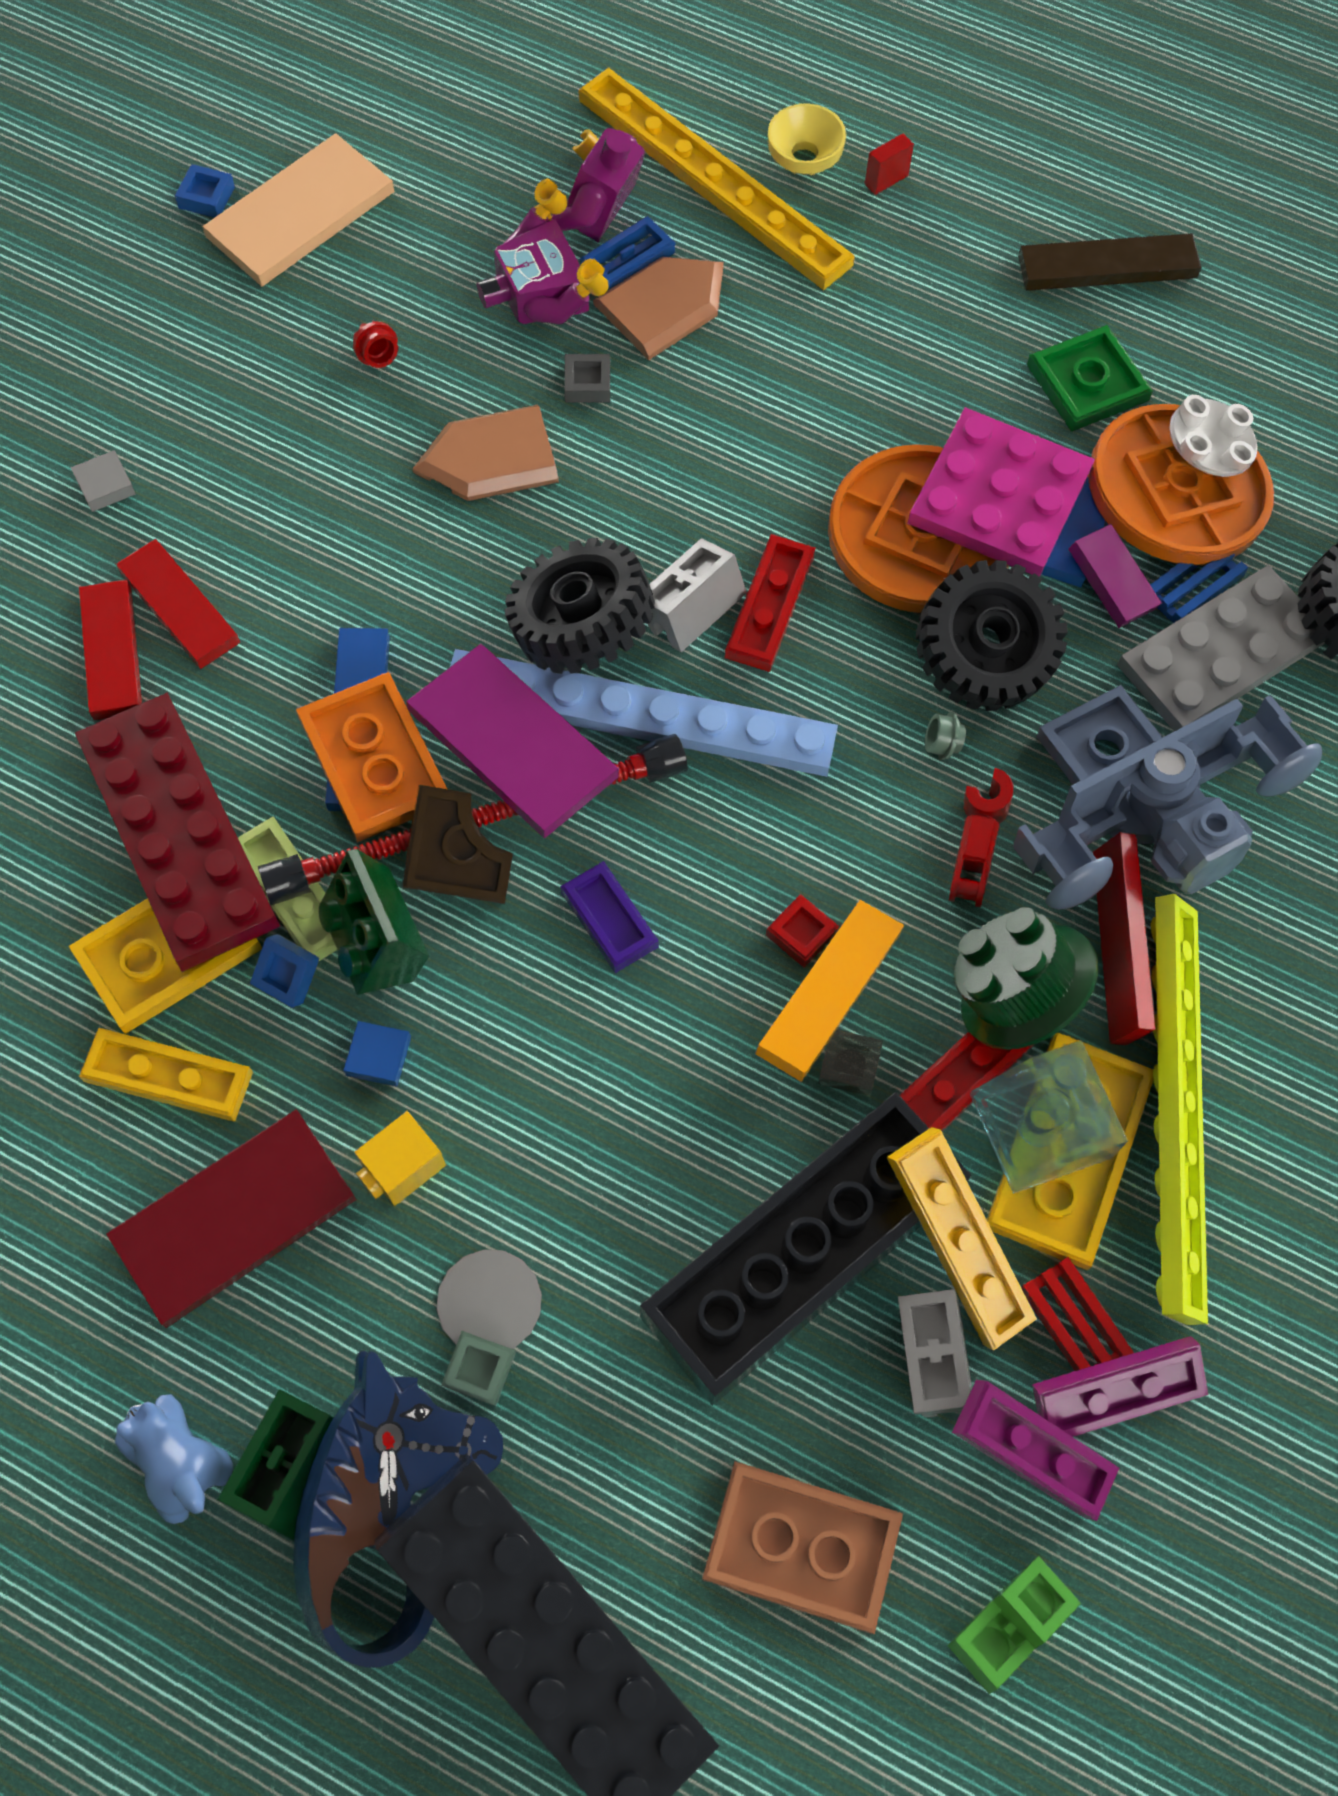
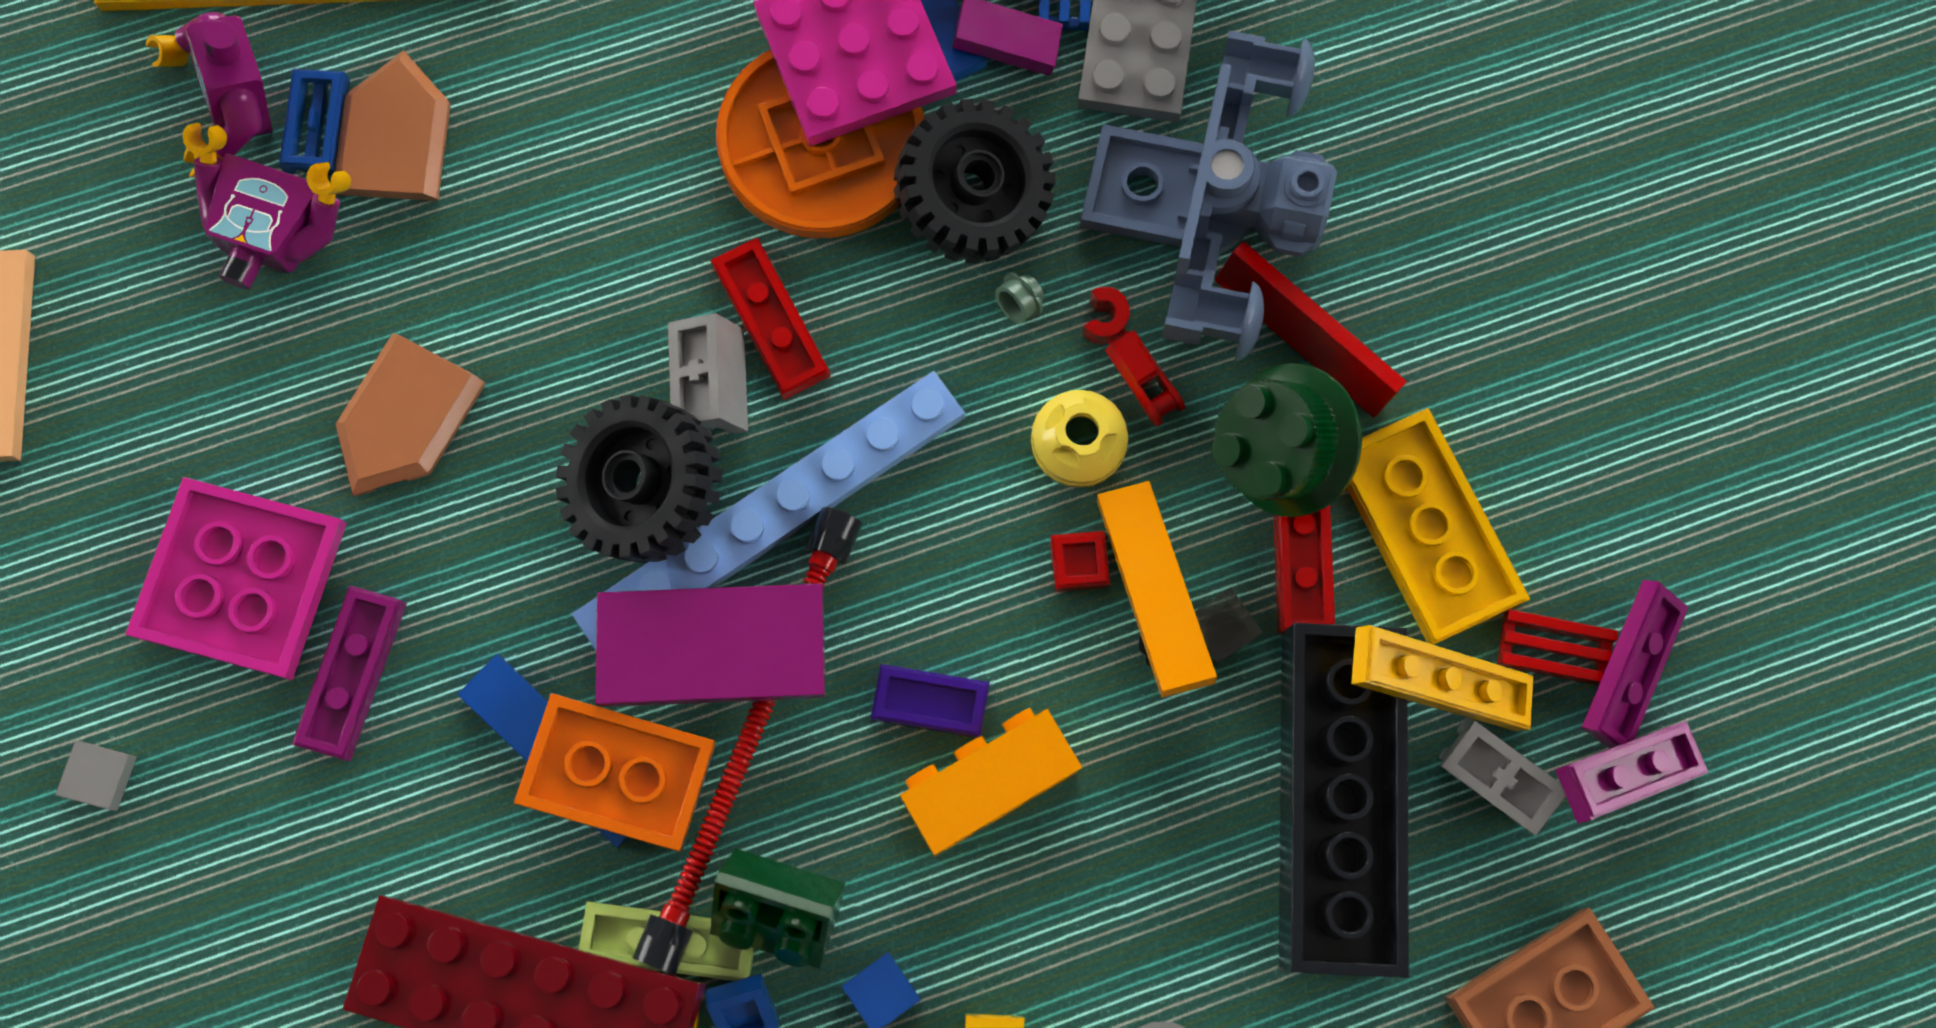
camera: 50 degrees left, 10 degrees up
(110, 648) = (282, 909): red tile -> none
(178, 603) = (292, 812): red tile -> none
(296, 561) = (349, 673): none -> magenta tile
(297, 450) = (236, 578): none -> dark pink plate
(375, 344) = (193, 417): red plate -> none
(449, 851) = (764, 784): dark brown tile -> none
(587, 378) = (407, 268): dark grey tile -> none
(588, 996) = (989, 780): none -> light orange brick
(884, 878) = (1074, 463): none -> light yellow piece
(1014, 1624) = (1725, 900): bright green slope -> none
(1049, 1117) = (1404, 525): clear light blue slope -> none
(1179, 1125) = (1482, 430): neon yellow plate -> none

